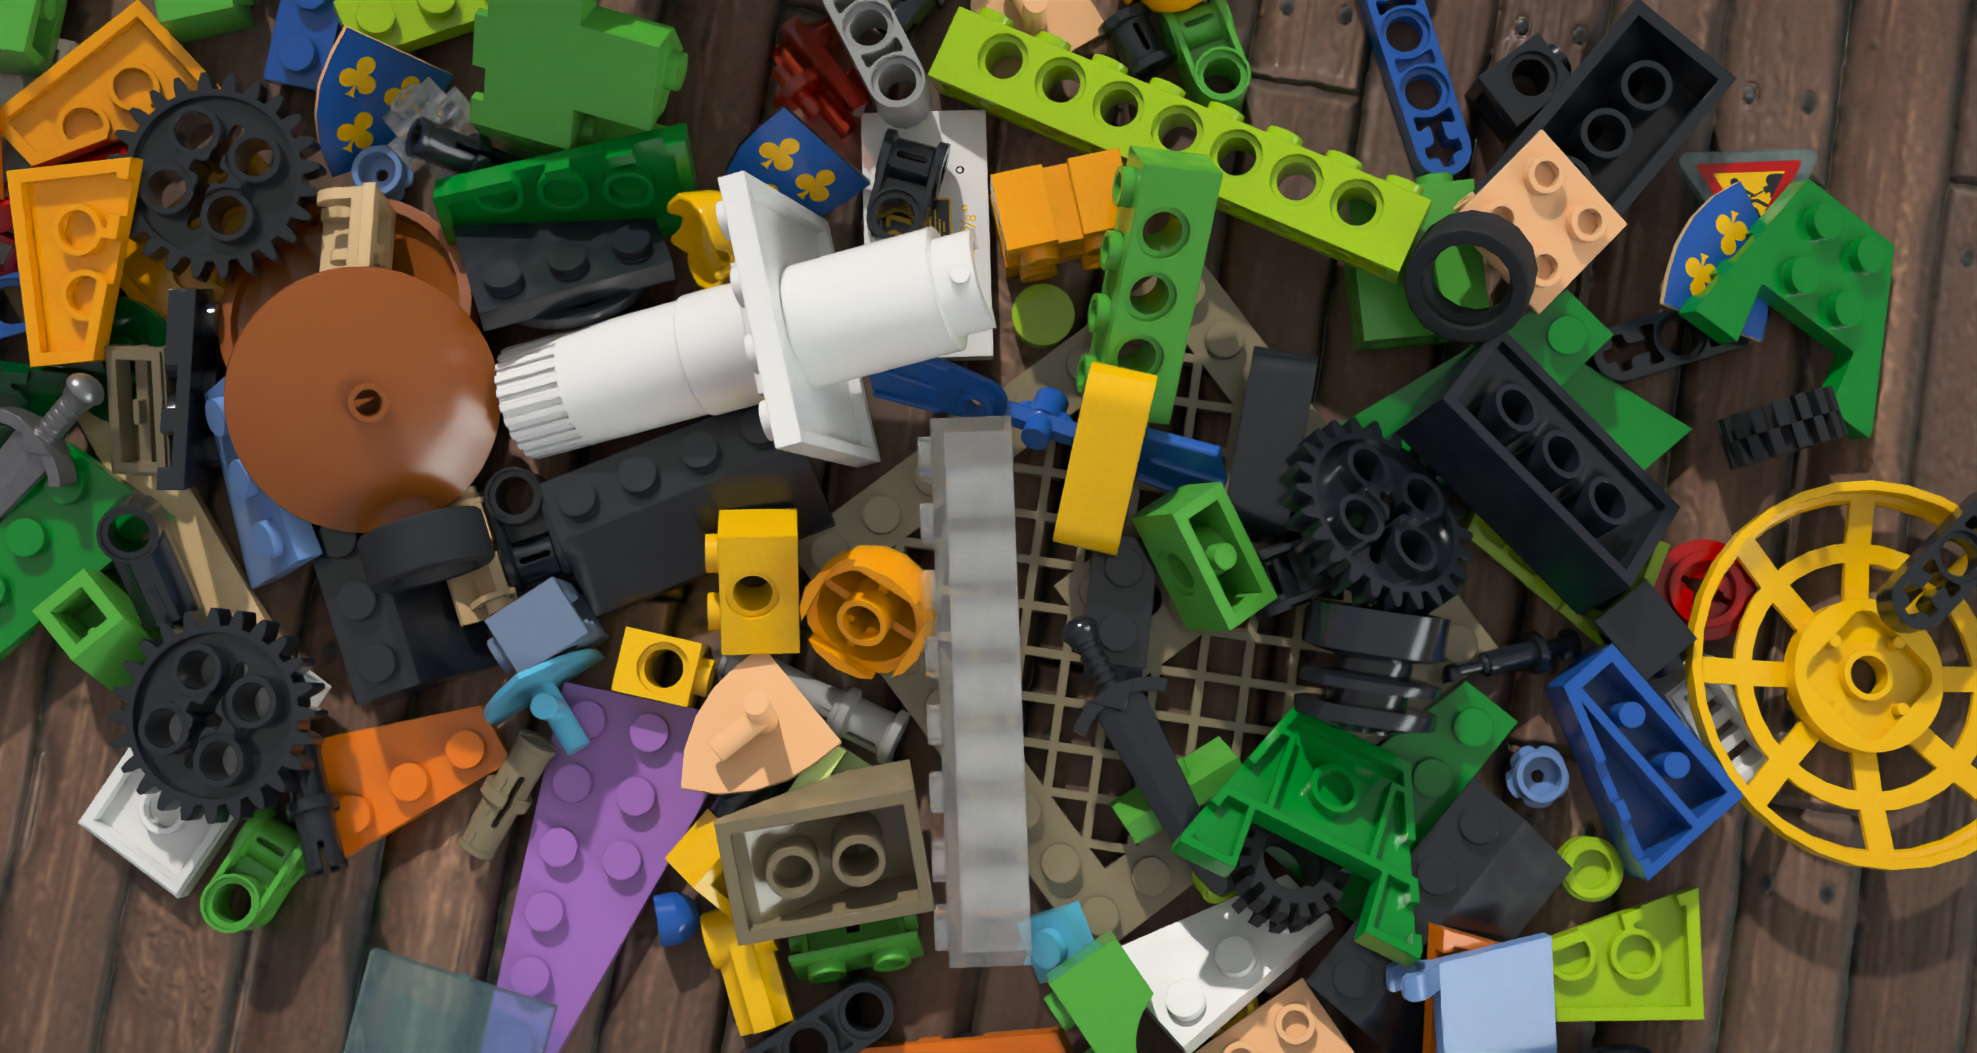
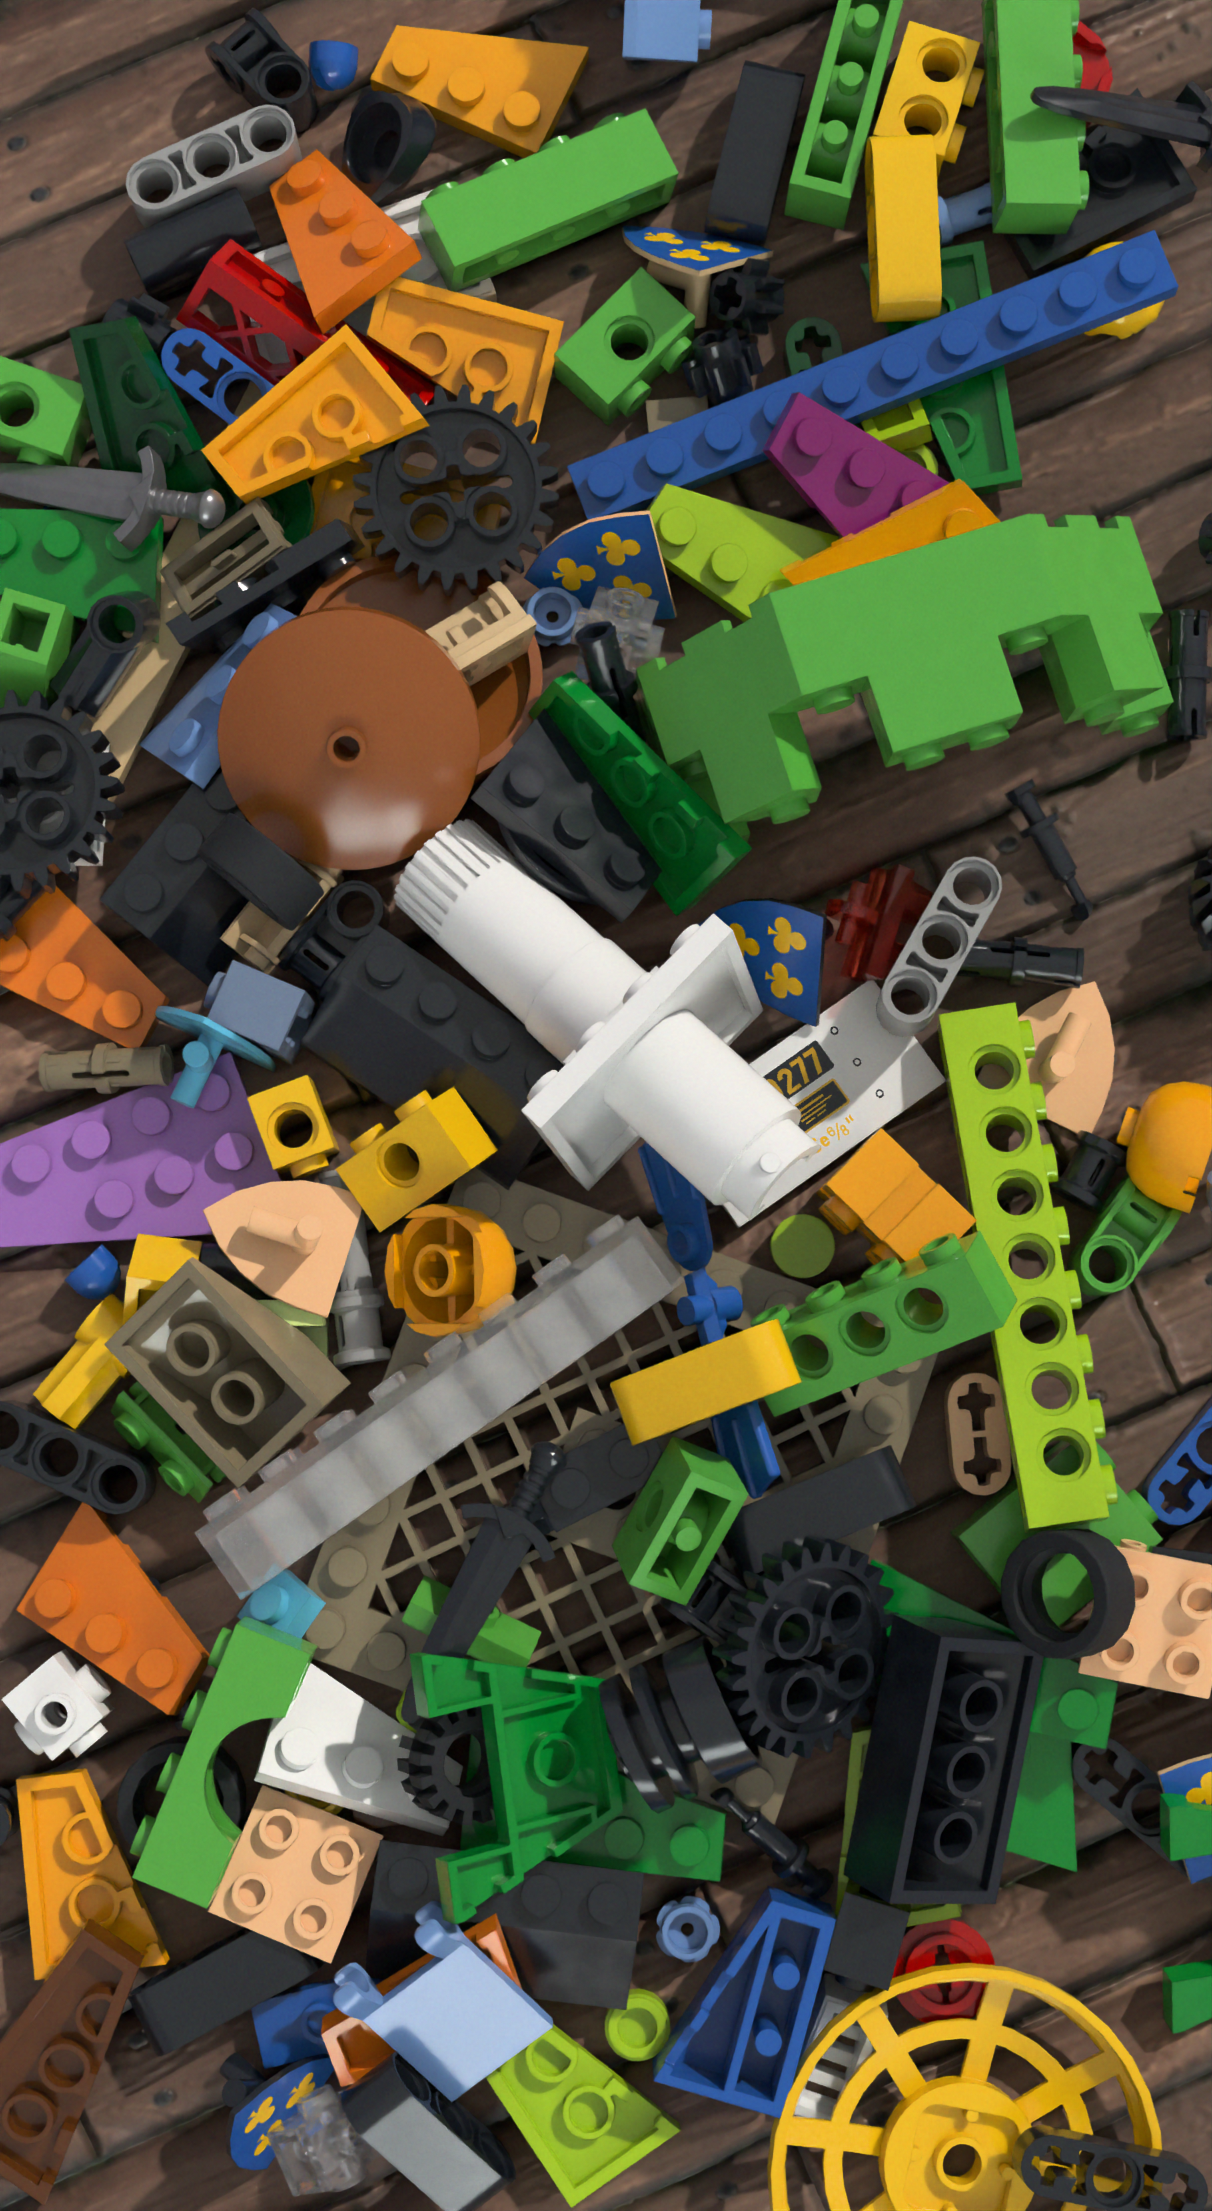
camera: 55 degrees right, 0 degrees up
(701, 237) = (667, 921): yellow hair -> none
(905, 182) = (837, 1058): black piece -> none
(1295, 262) = (961, 1434): none -> light nougat beam
(1781, 427) = (1124, 1949): black tyre -> none

